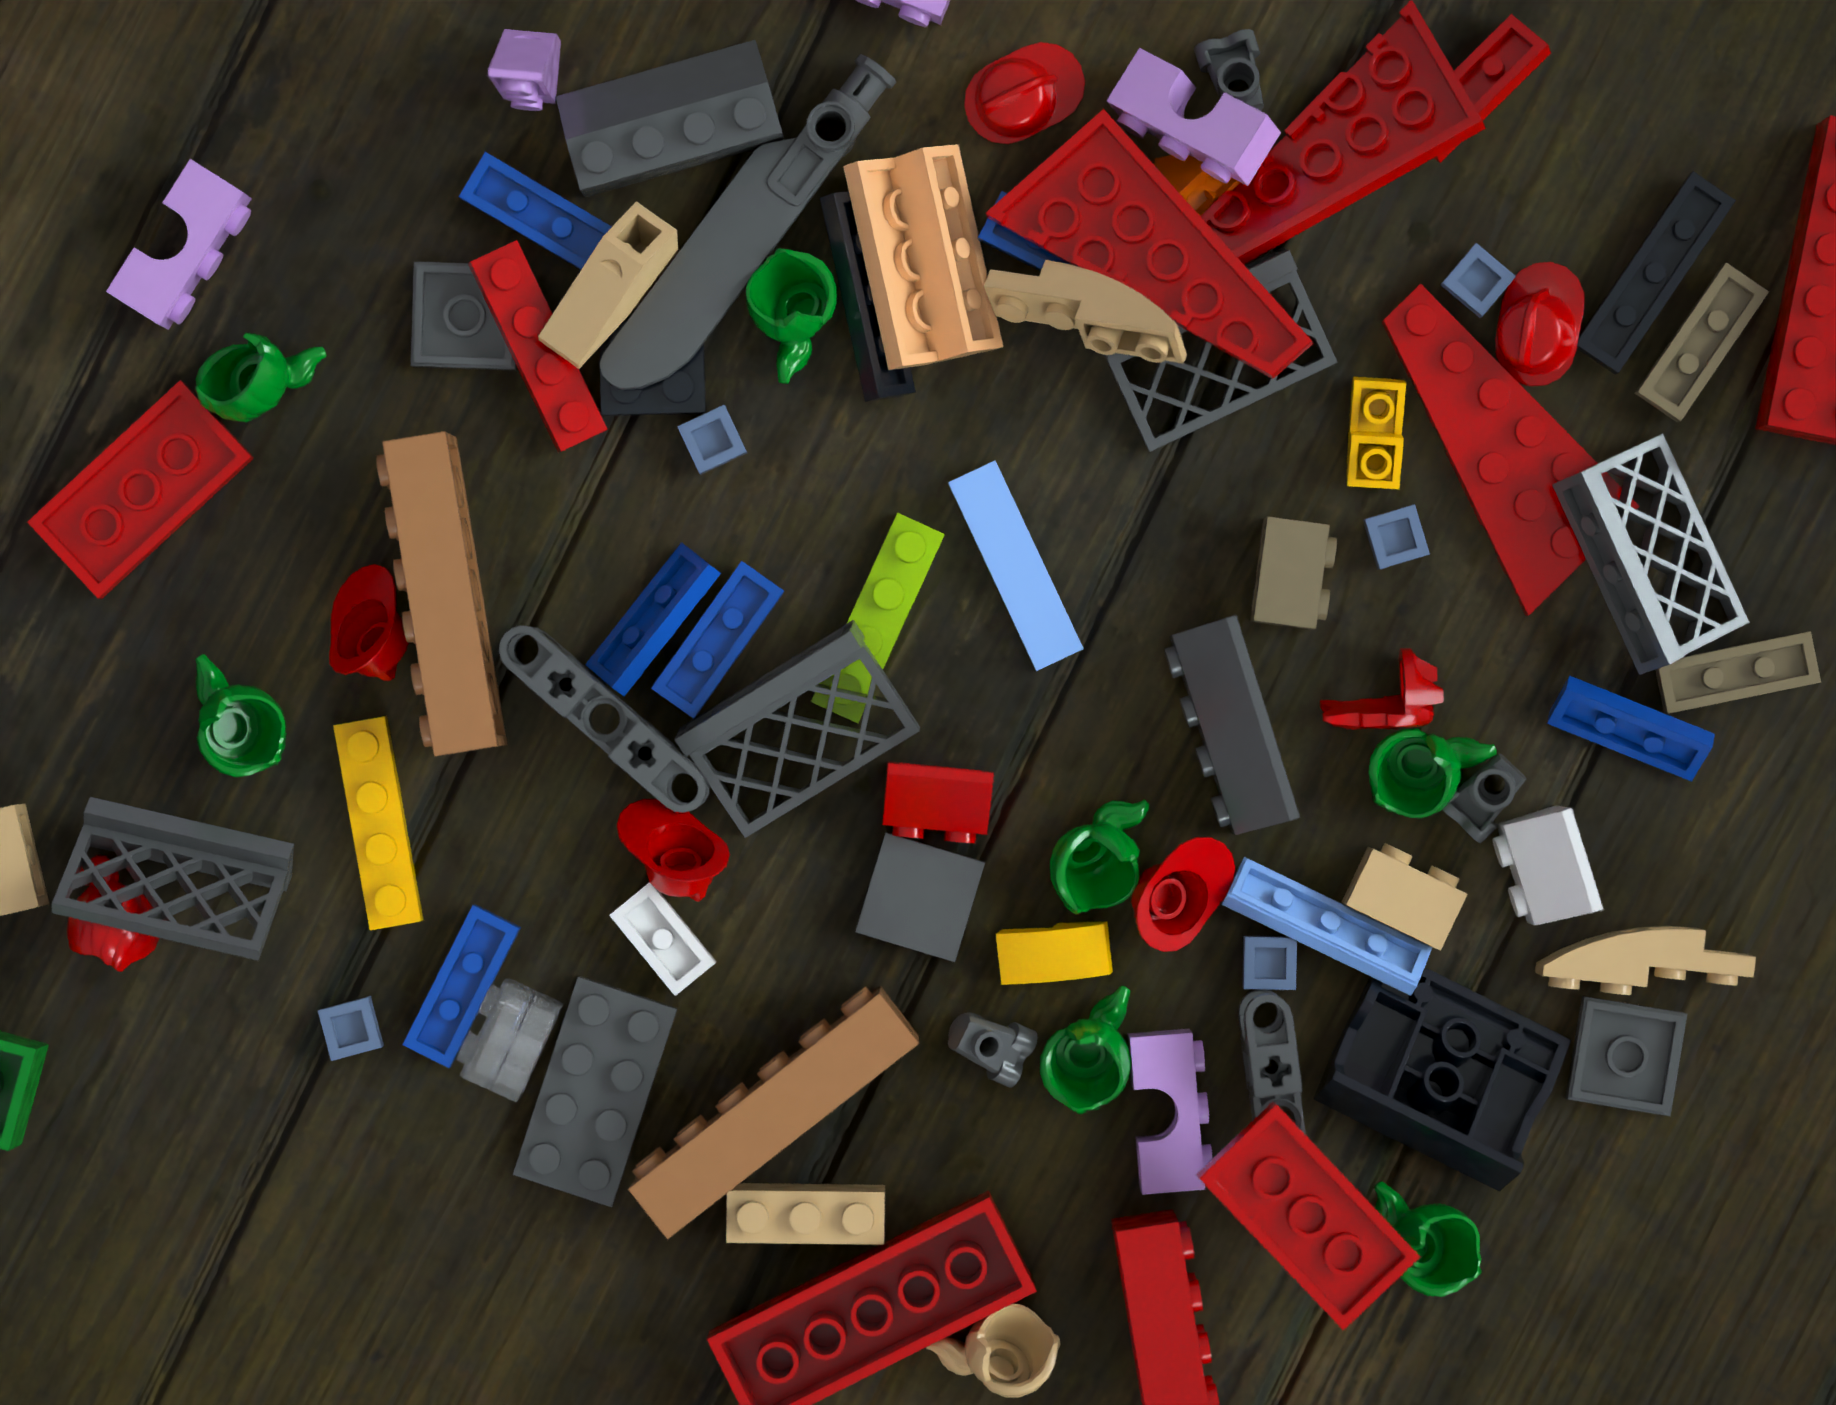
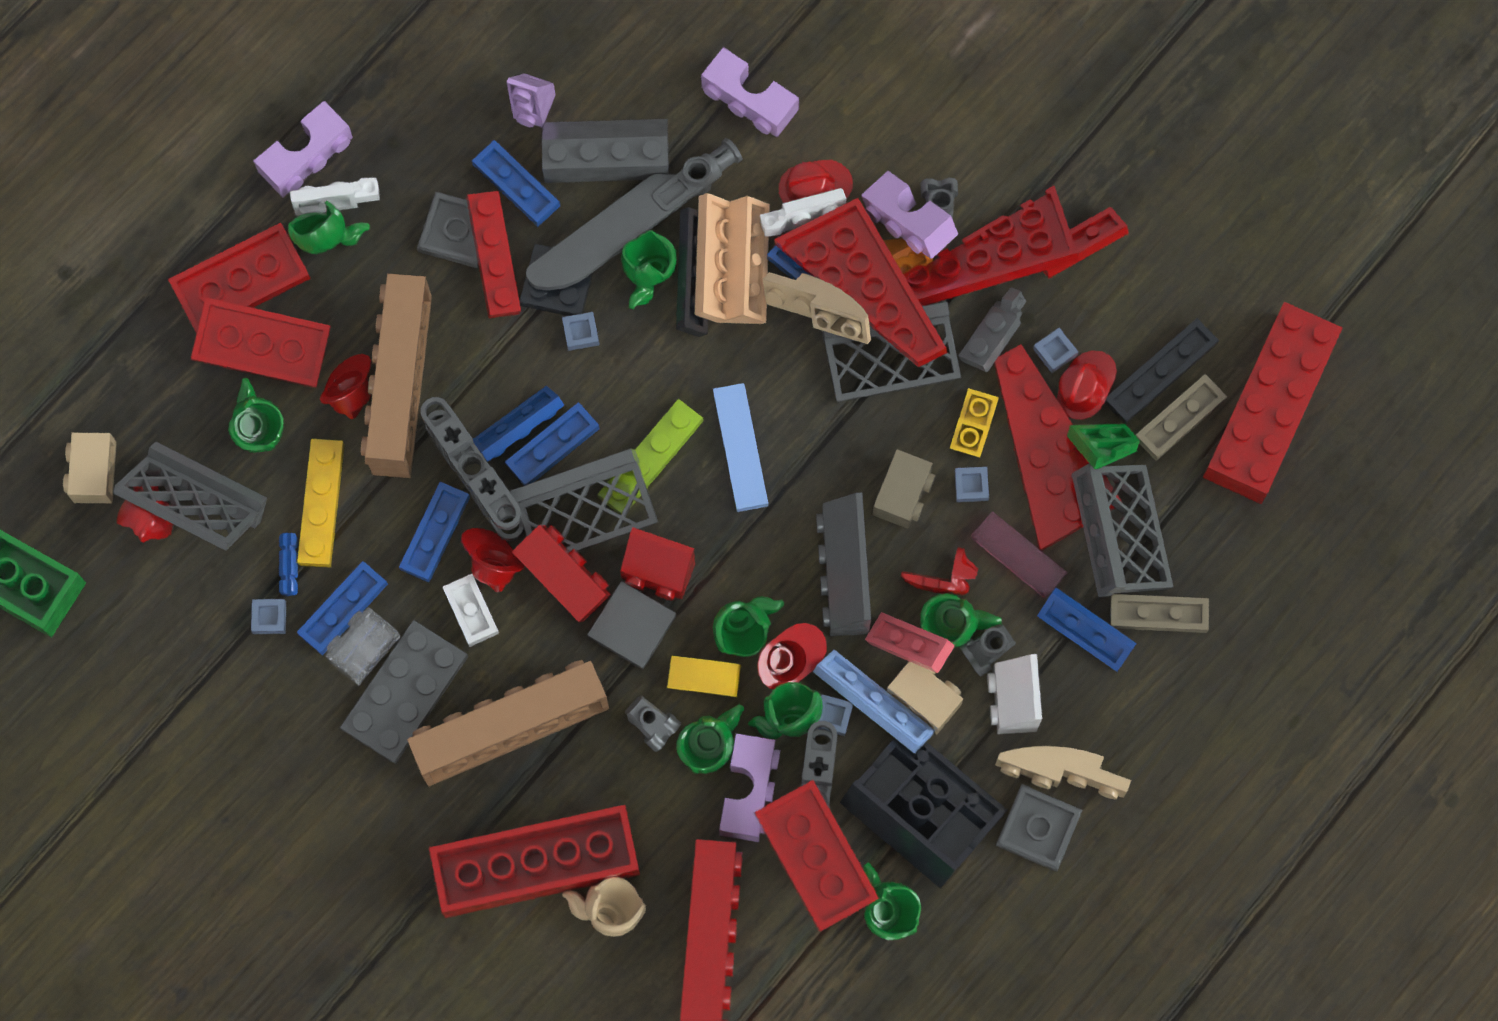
camera: 15 degrees right, 15 degrees down
(208, 592) = (260, 342): none -> red plate
(256, 312) = (341, 194): none -> white hinge
(356, 935) = (288, 564): none -> blue axle
(571, 827) = (434, 532): none -> blue plate
(611, 284) = (546, 225): tan slope -> none
(791, 847) = (562, 572): none -> red brick
(806, 1214) = (510, 793): tan brick -> none
(1018, 152) = (801, 212): none -> white hinge
(1203, 981) = (788, 711): none -> green hair
(1365, 828) = (909, 642): none -> coral plate
(1373, 274) = (994, 331): none -> dark grey hinge
(1495, 630) = (1018, 555): none -> clear pink plate
(1592, 423) = (1103, 442): none -> green wing

